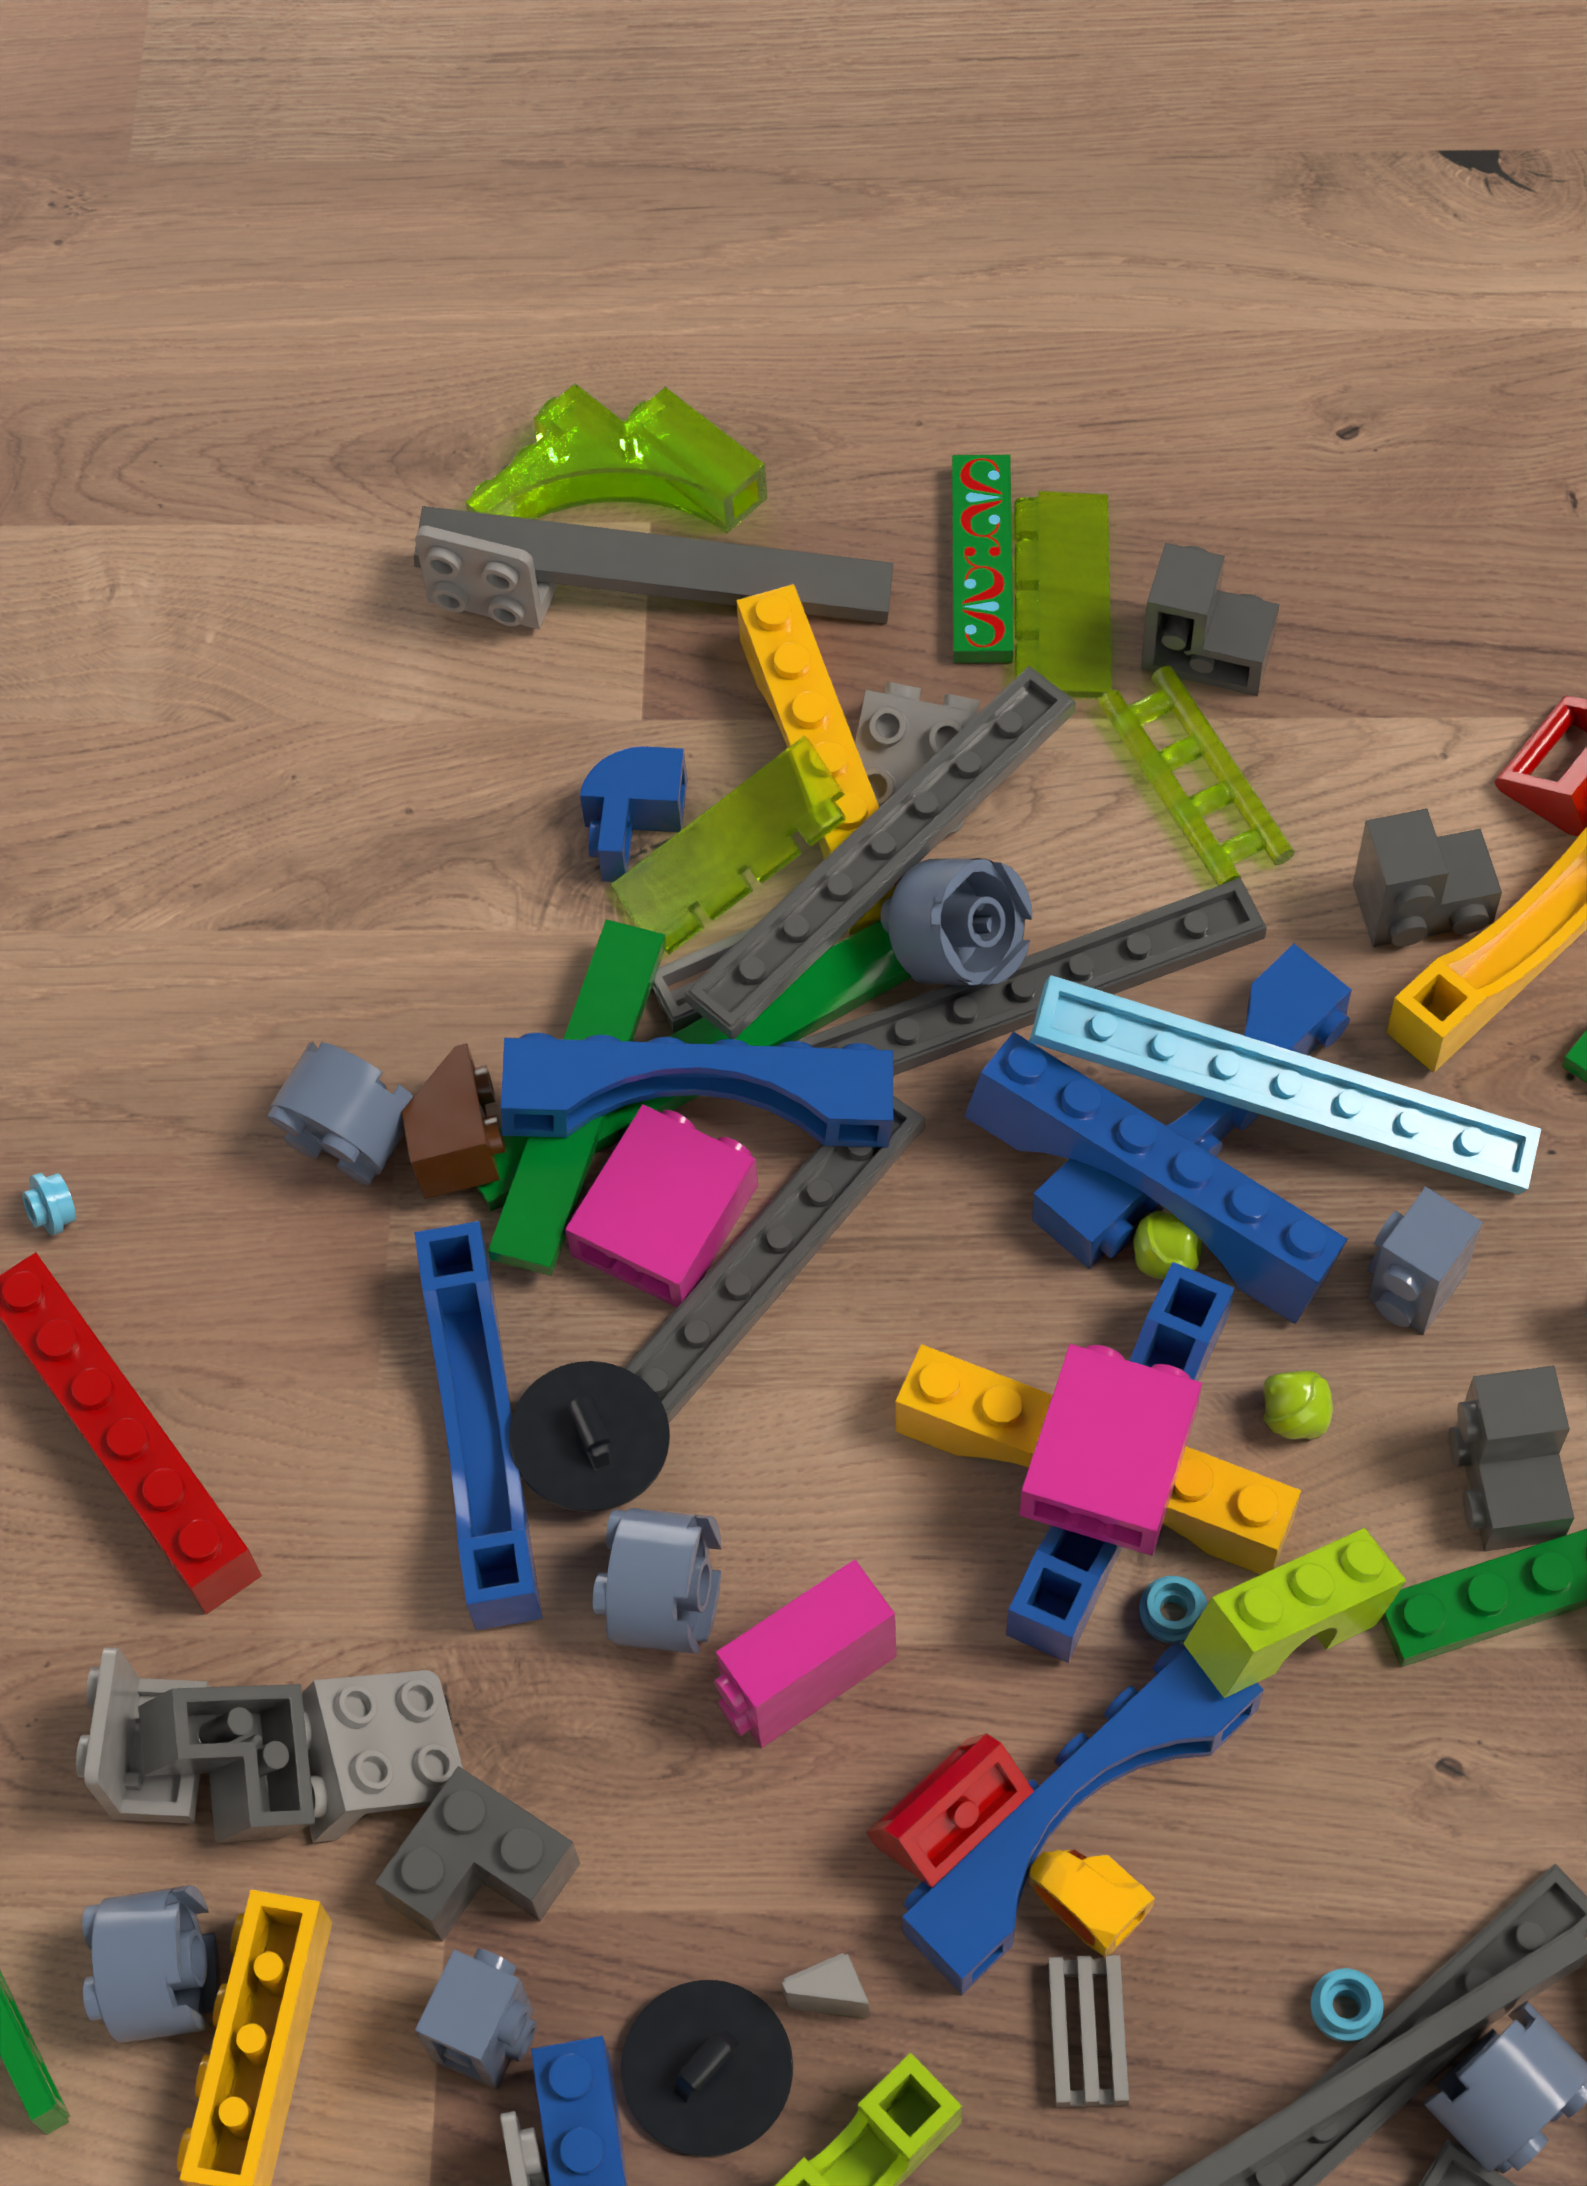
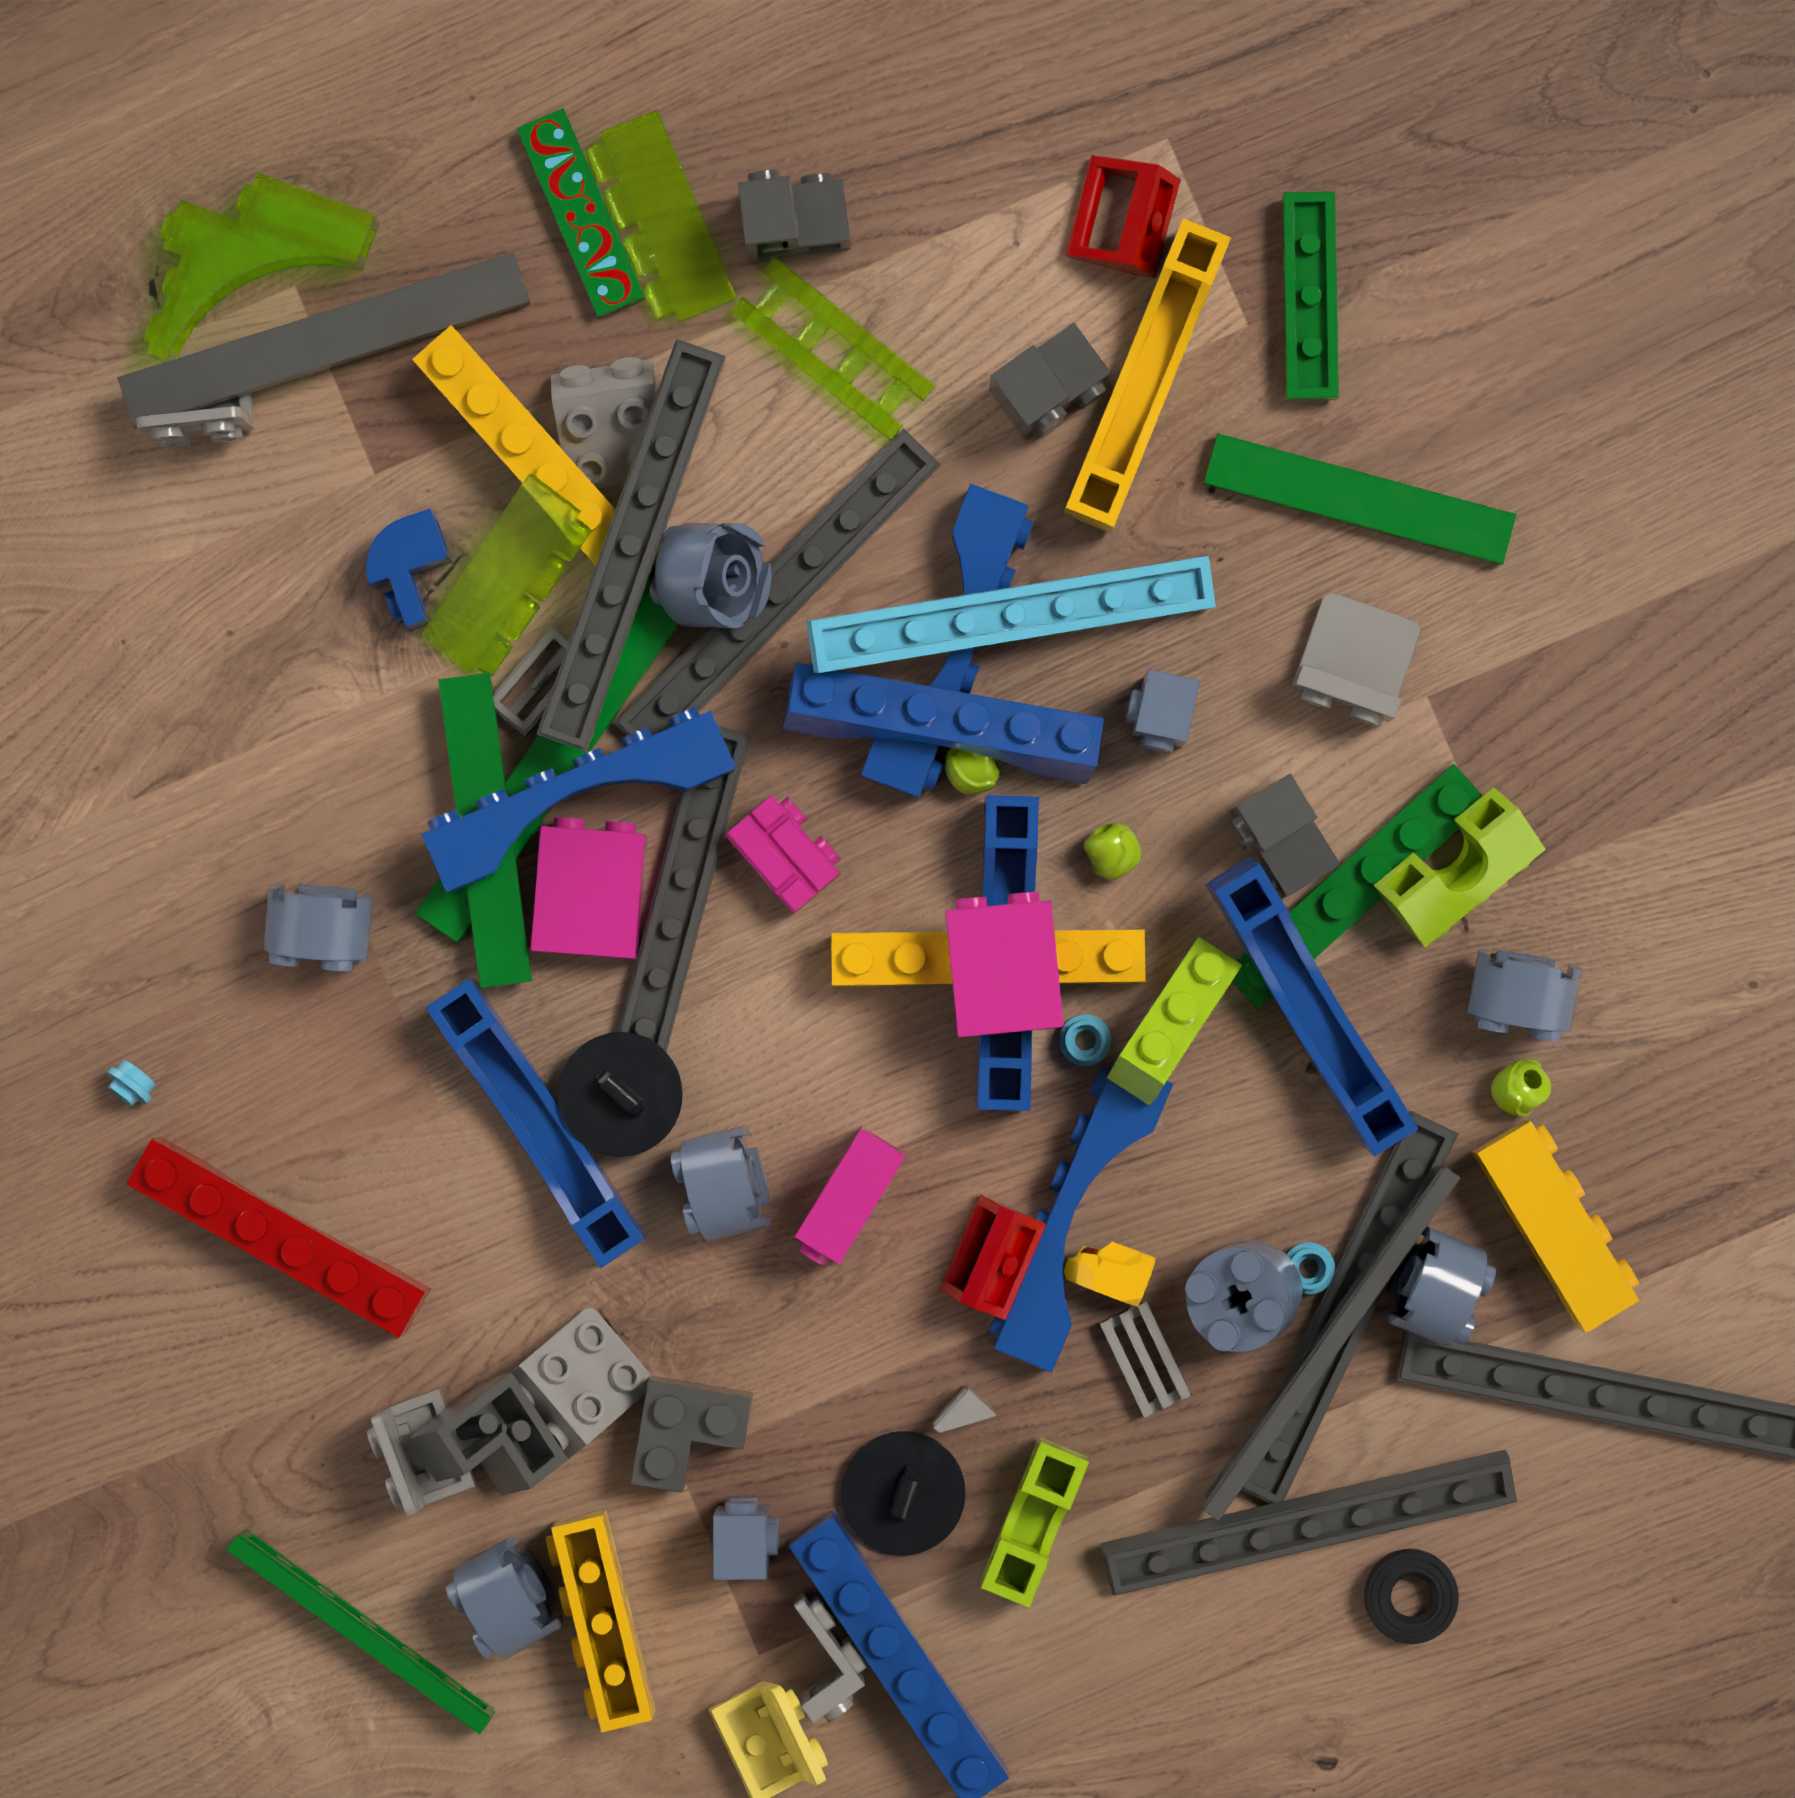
camera: 25 degrees left, 25 degrees up
(449, 1129) = (404, 903): reddish brown slope -> none
(906, 1253) = (784, 853): none -> dark pink brick
(1283, 2012) = (1236, 1323): none -> sand blue brick
(1489, 1753) = (1310, 1006): none -> blue arch

